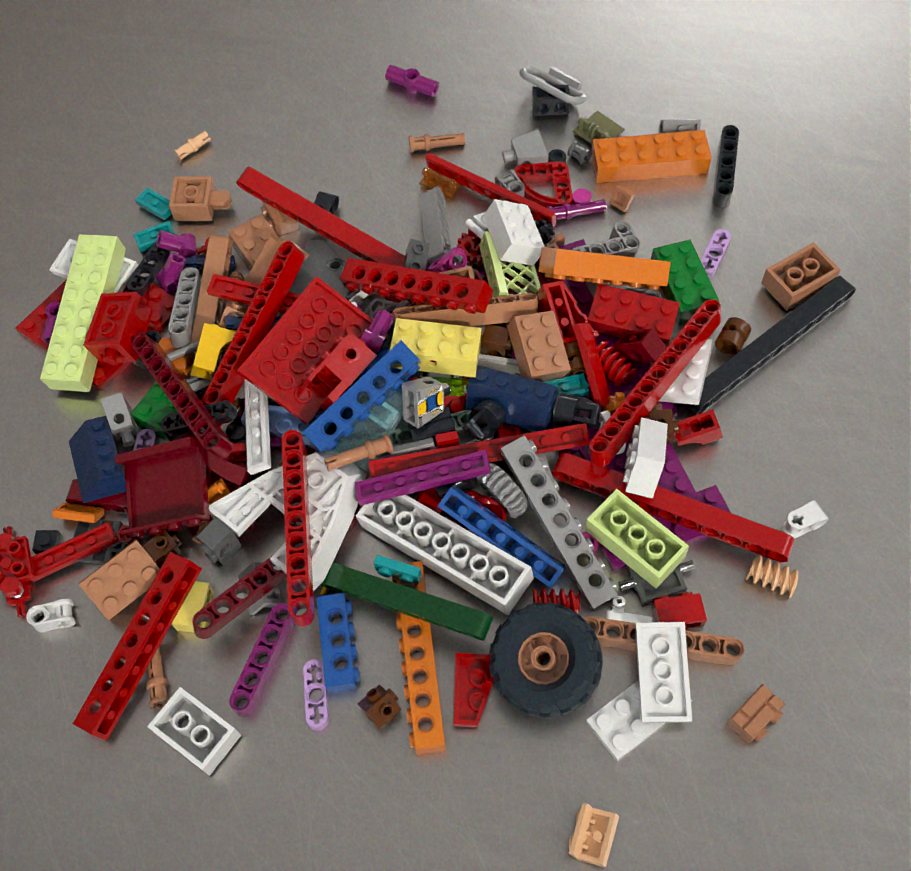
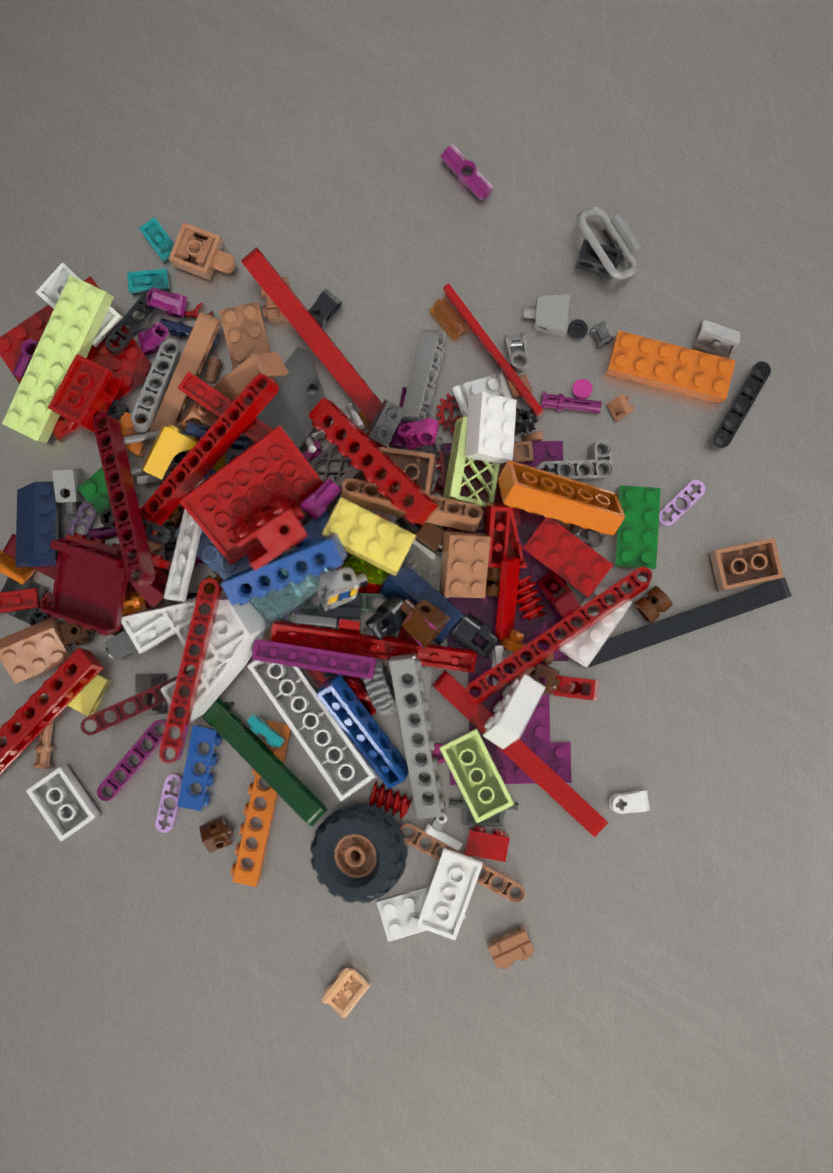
camera: 15 degrees right, 25 degrees up
(192, 145) = (214, 174): light nougat pin -> none
(367, 450) = (275, 616): nougat pin -> none
(427, 142) = (488, 269): nougat pin -> none
(471, 688) = (293, 845): red wing -> none
(520, 406) = (423, 621): none -> reddish brown torso
(556, 178) = (567, 356): red beam -> none
(571, 385) = (478, 606): teal plate -> none
(597, 127) = (634, 309): olive hinge -> none
(773, 575) = (579, 840): light nougat piece -> none

